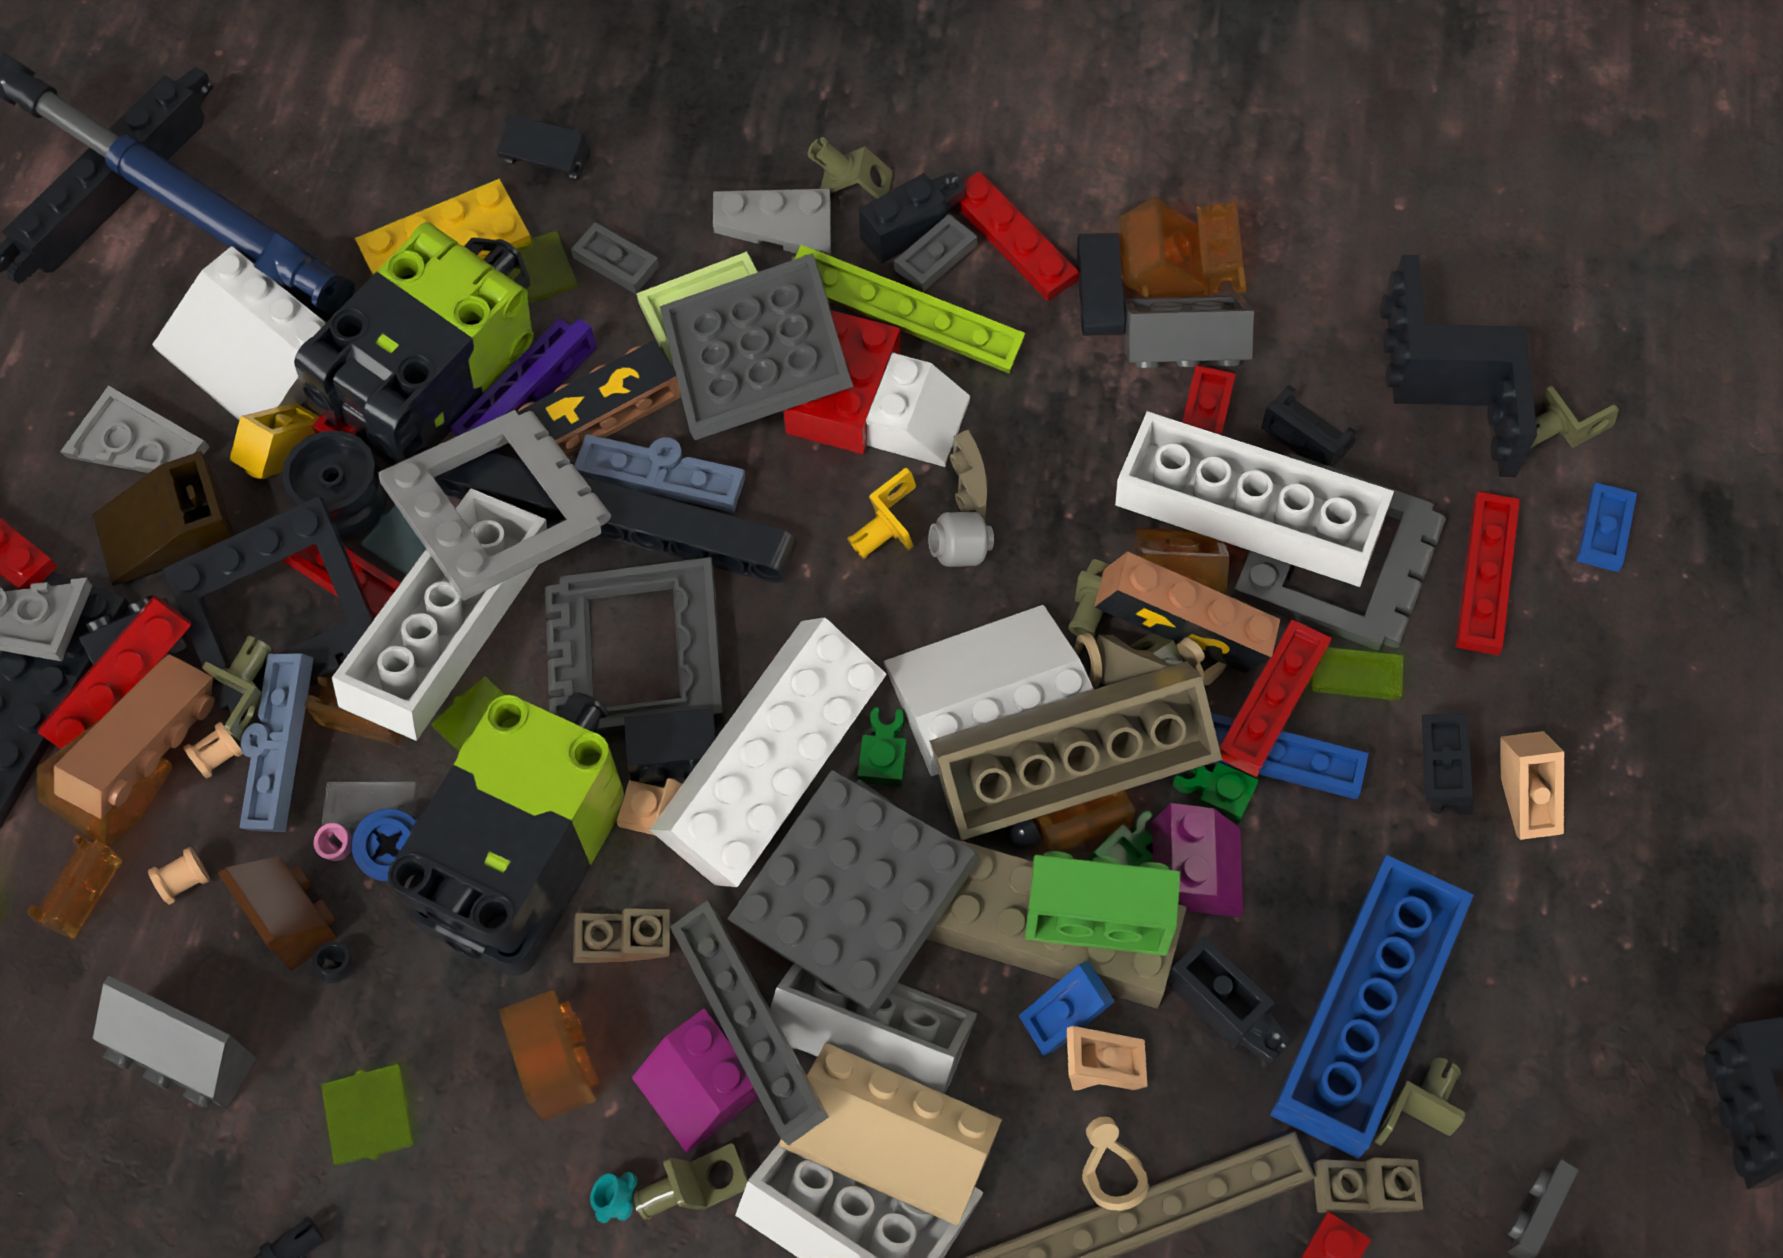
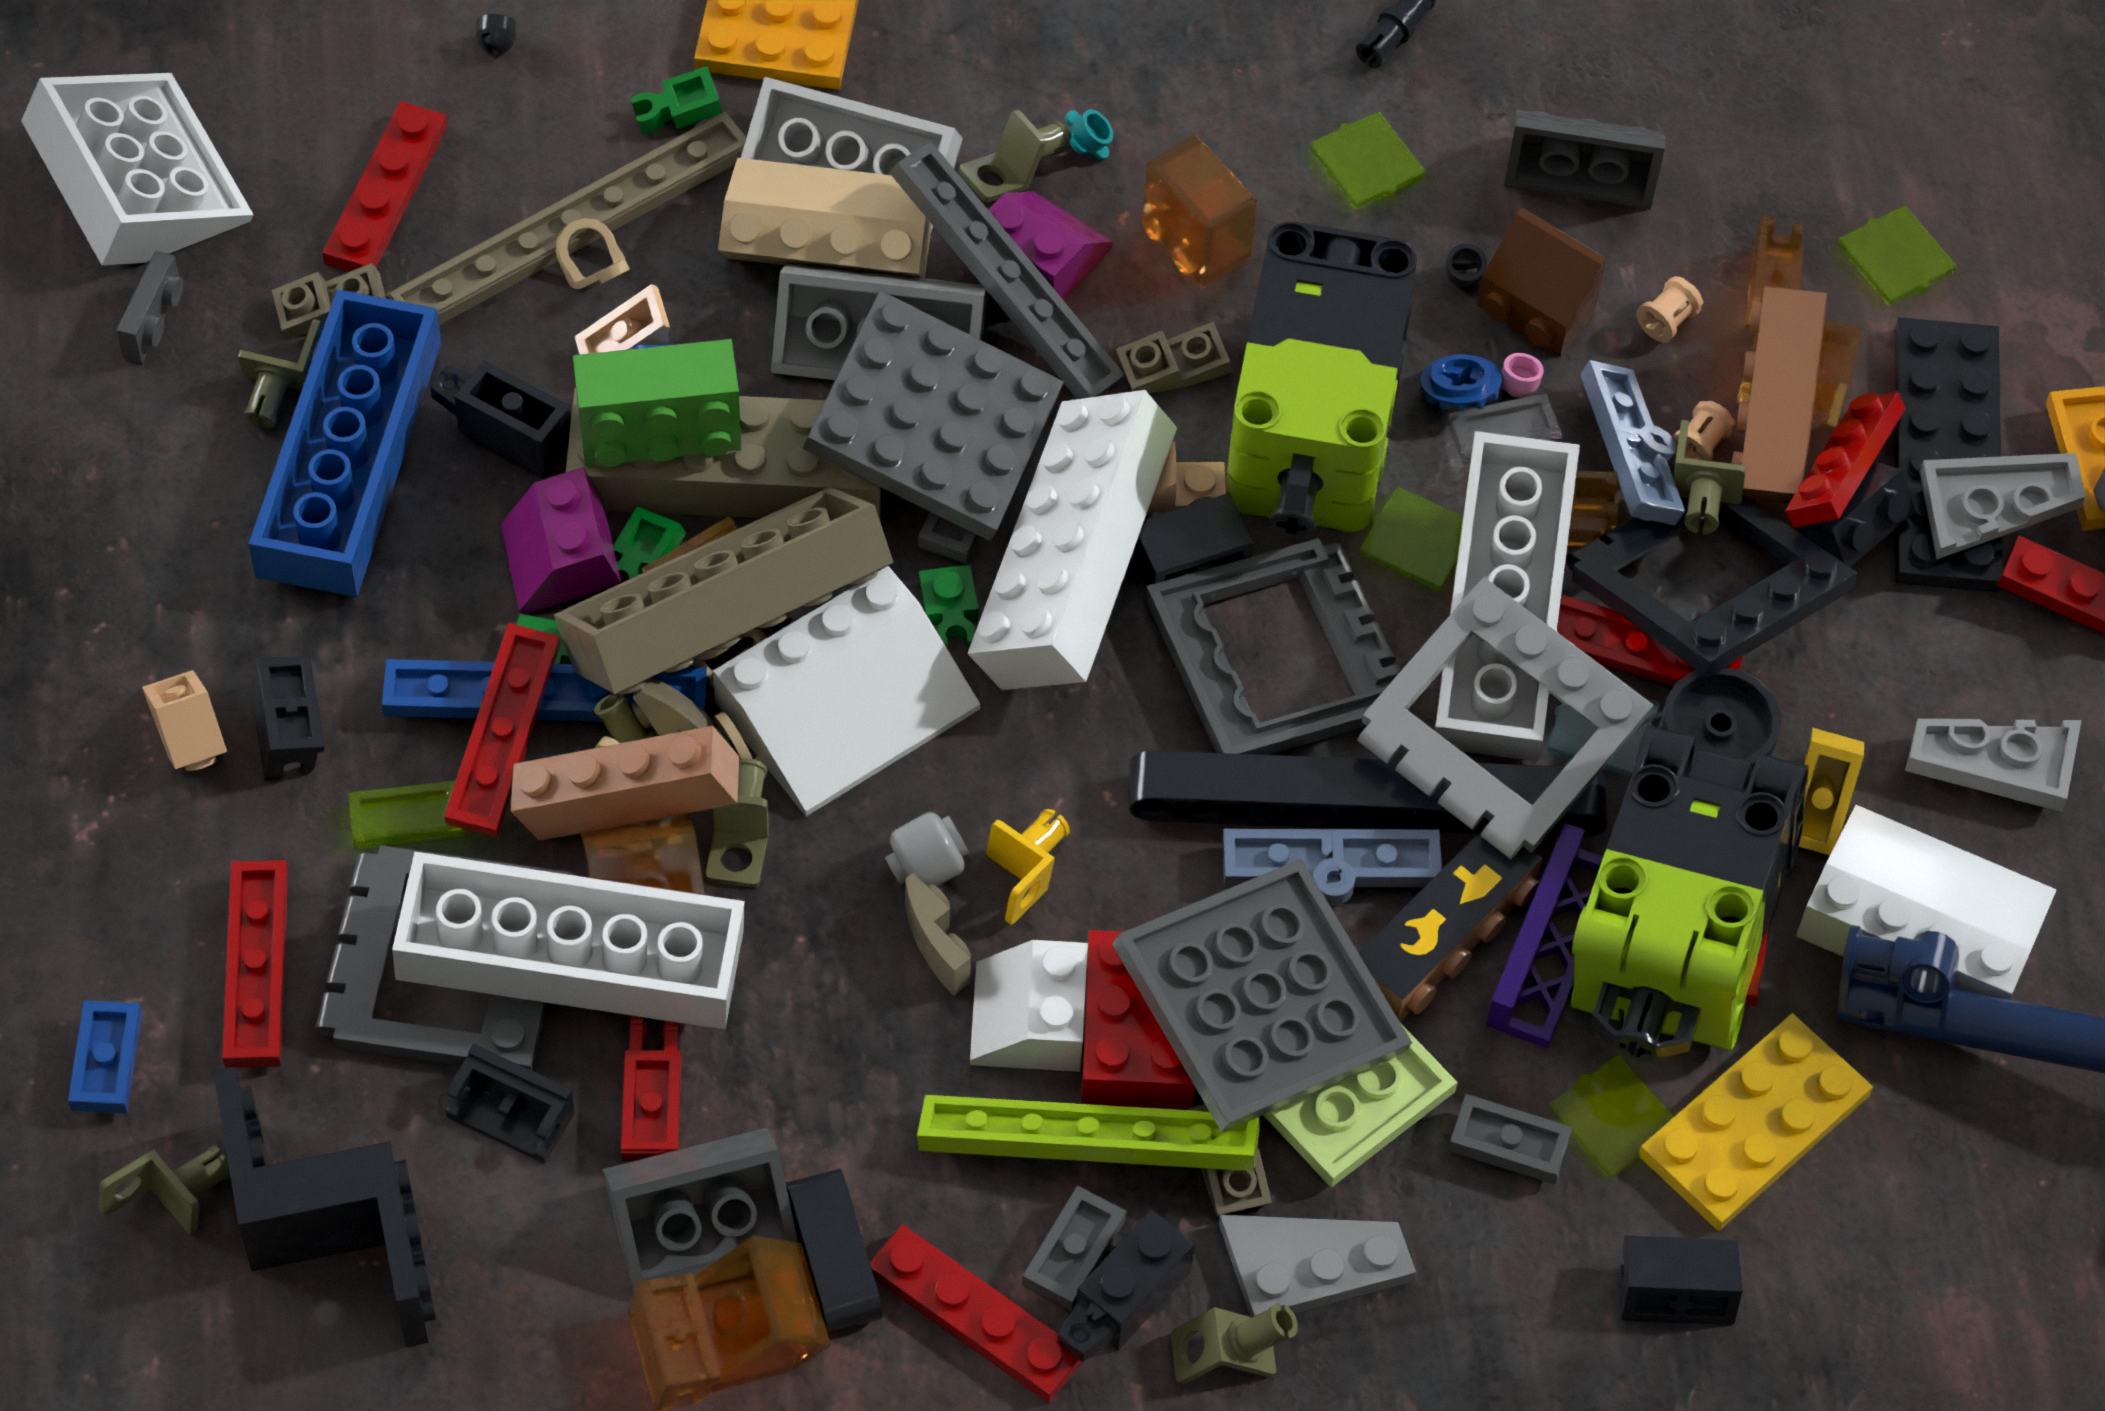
camera: 160 degrees right, 5 degrees down
(162, 519) = (1897, 660): dark brown slope -> none

